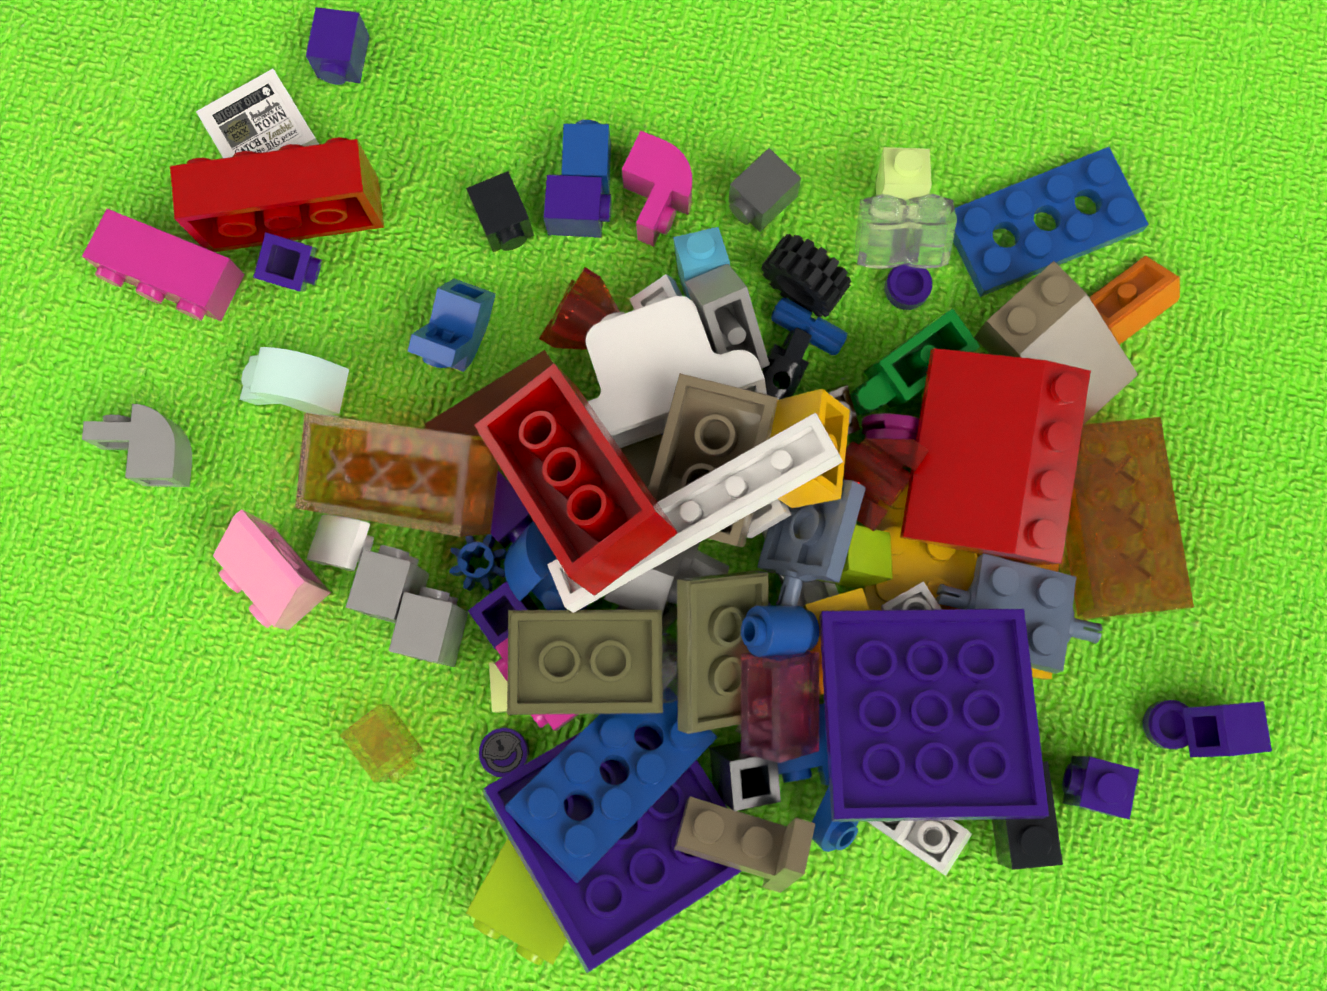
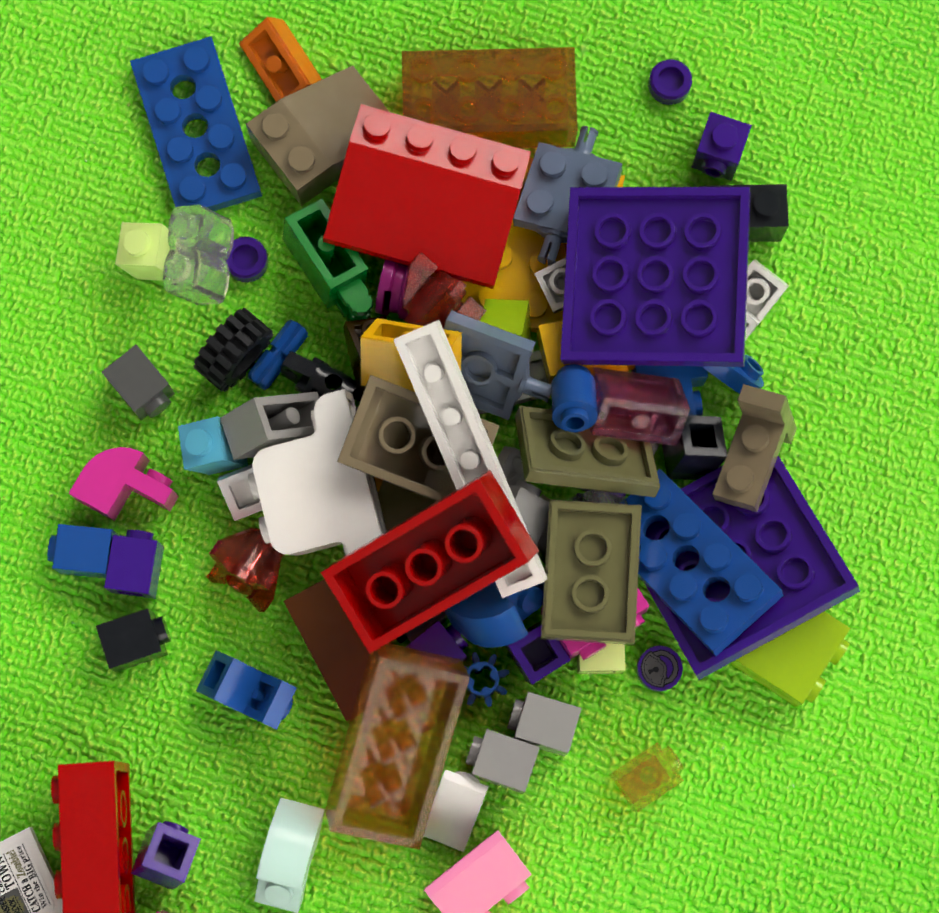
camera: 90 degrees left, 0 degrees up
(1227, 729) = (679, 35): dark purple brick -> none

